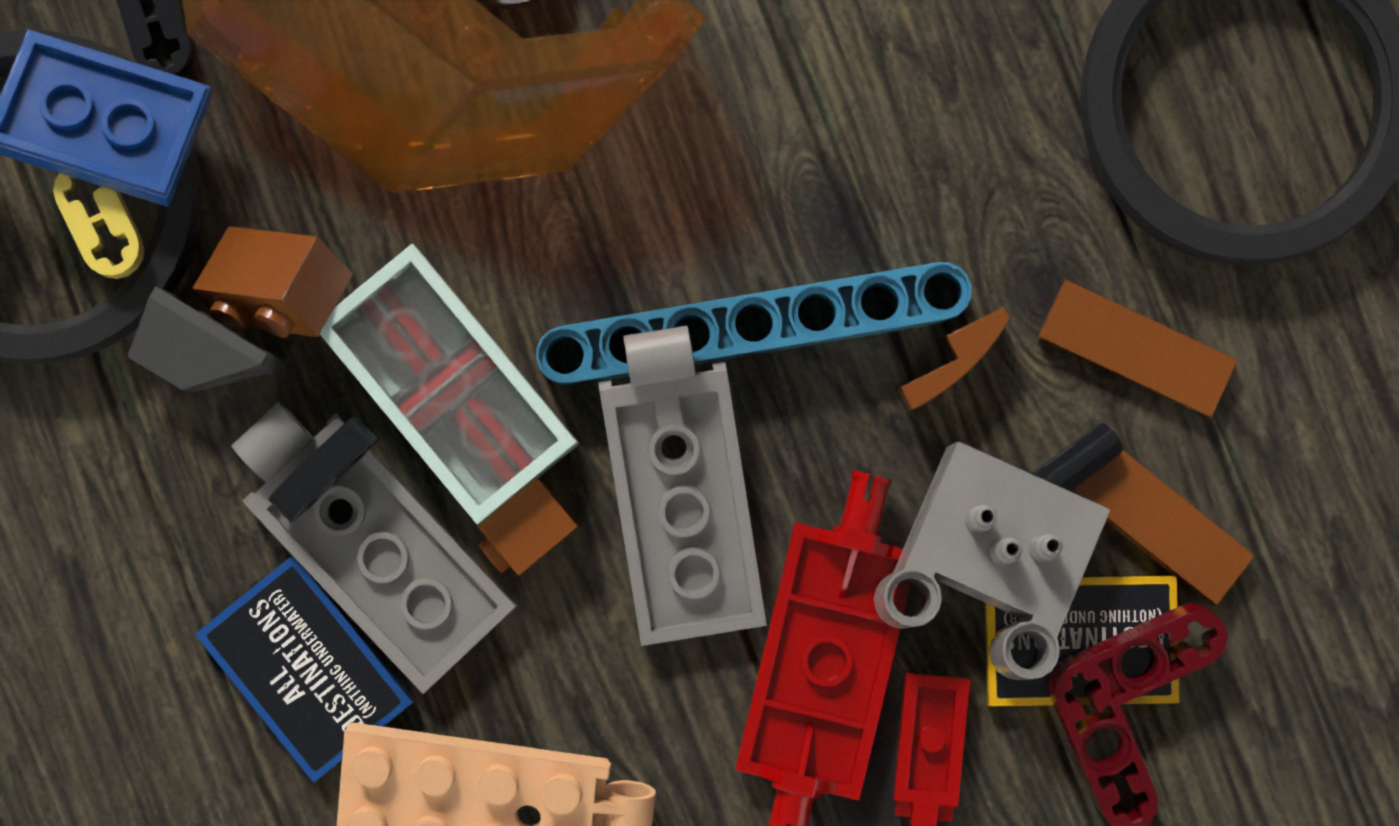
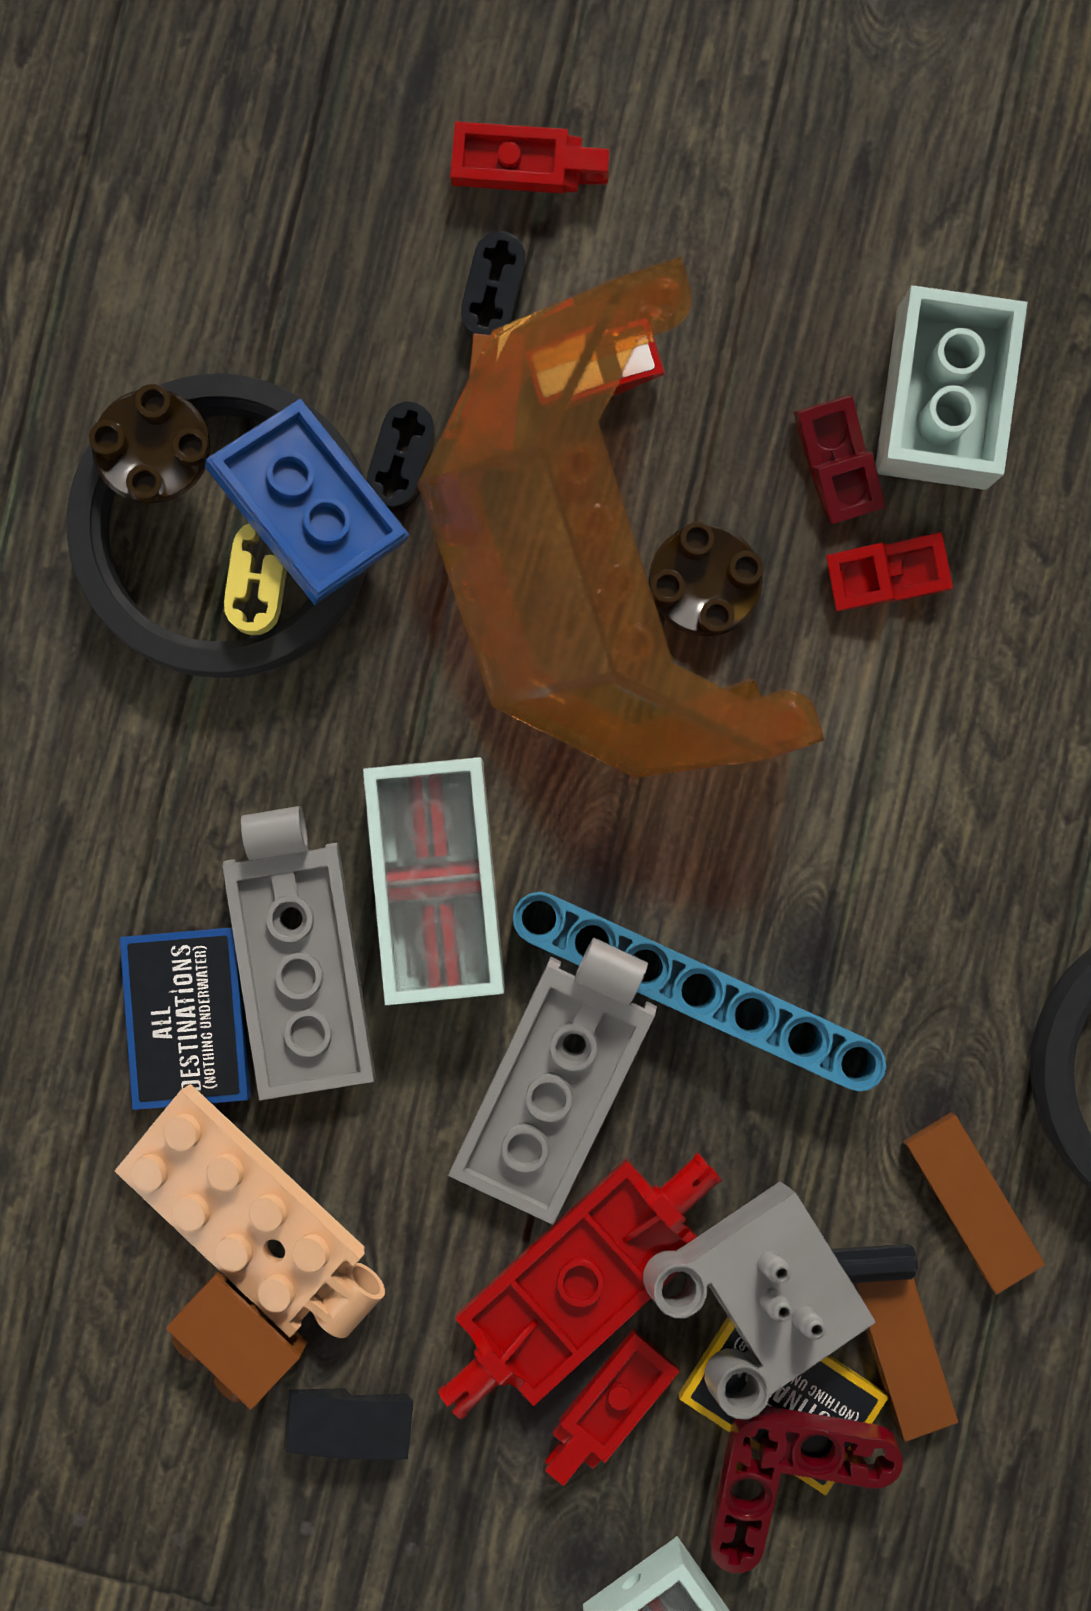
camera: 30 degrees right, 0 degrees up
(194, 348) = (265, 722): dark grey slope -> none
(272, 282) = (355, 714): dark orange brick -> none
(323, 469) = (297, 881): black beam -> none
(526, 528) = (421, 1030): dark orange brick -> none
(966, 349) = (845, 1118): dark orange slope -> none

